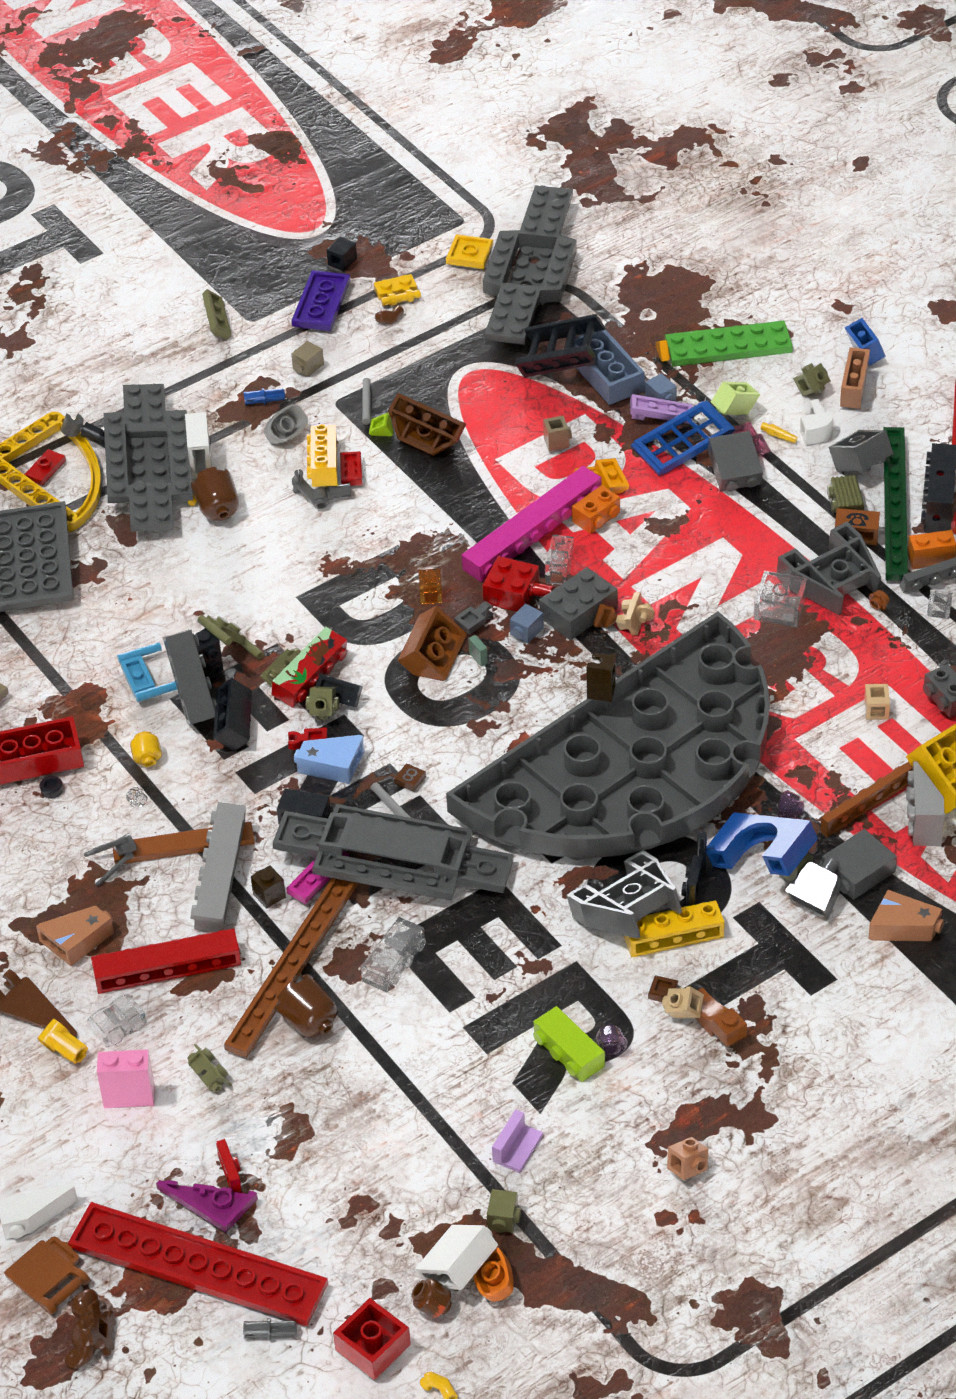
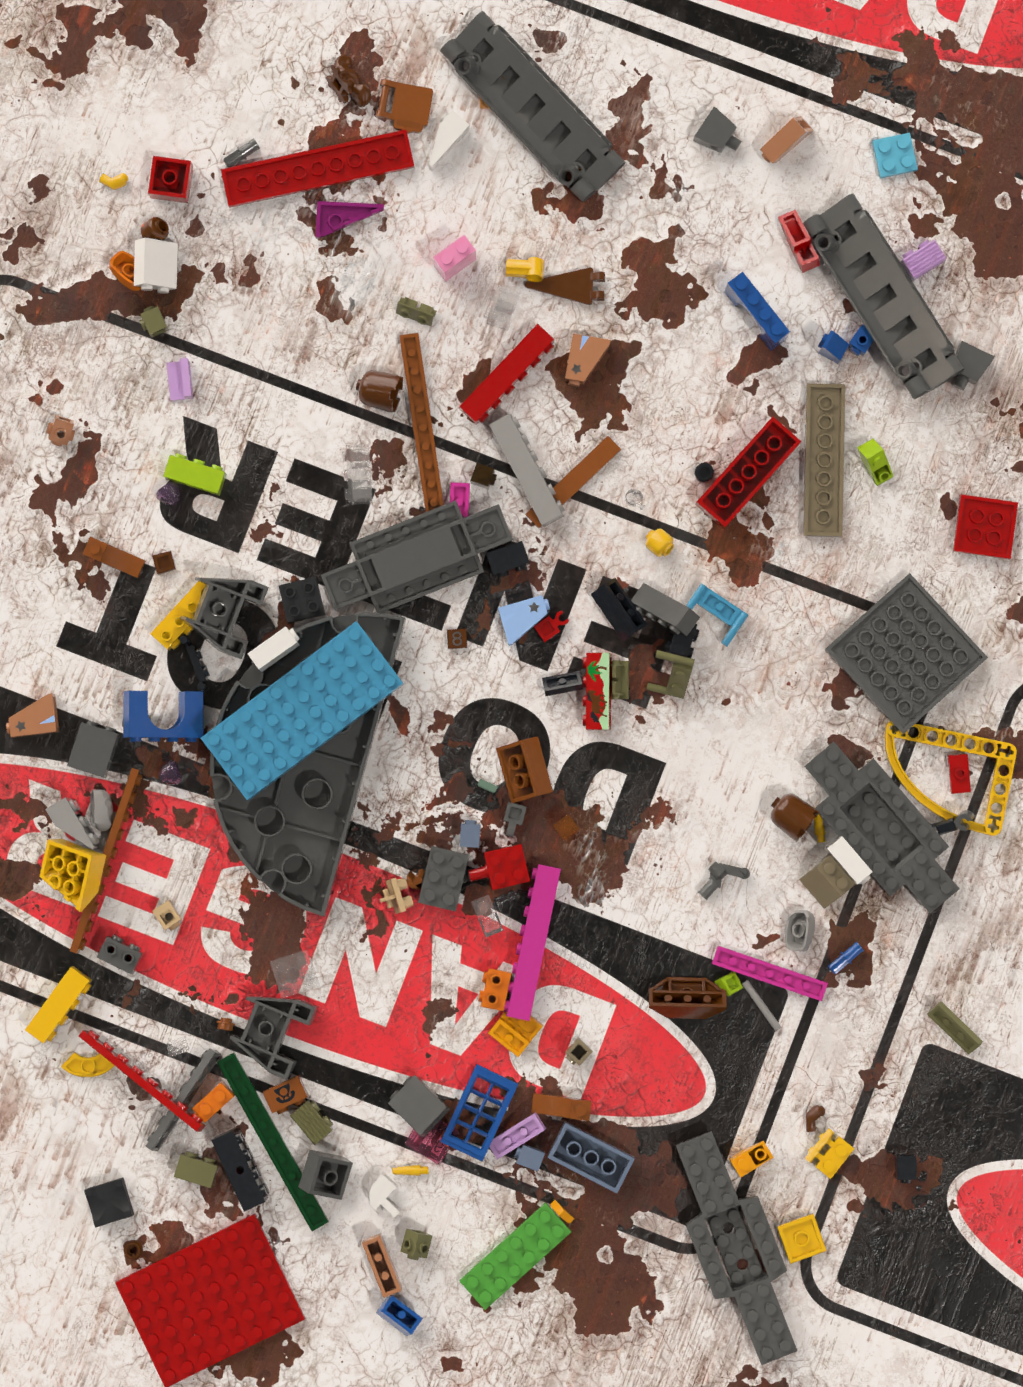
camera: 145 degrees right, 40 degrees up
(123, 846) = (605, 446): dark grey plant -> none
(229, 447) = (827, 881): none -> dark tan slope
(229, 1165) = (347, 246): red plate -> none
(307, 358) = (841, 1019): dark tan brick -> none
(321, 300) = (882, 1099): dark purple plate -> none
(322, 455) = (742, 911): yellow brick -> none
(324, 694) = (563, 661): olive brick -> none
(339, 414) = (769, 973): none -> dark pink plate
(351, 468) = (717, 918): red plate -> none
(388, 800) = (451, 606): light grey bar -> none
(468, 309) = (751, 1158): none -> light orange slope
(540, 881) = (301, 600): none -> black brick
(564, 359) = (637, 1128): black fence -> none
(600, 815) = (274, 648): none -> white brick
(601, 677) = (351, 780): dark brown hinge -> none
(602, 410) = (561, 1106): none -> dark orange slope
(612, 760) = (302, 711): none -> dark azure brick
(678, 1002) = (138, 550): tan brick -> none
(735, 398) = (459, 1175): yellowish green brick -> none
(816, 887) = (106, 706): torso -> none
(887, 811) = (101, 809): none -> light grey piece

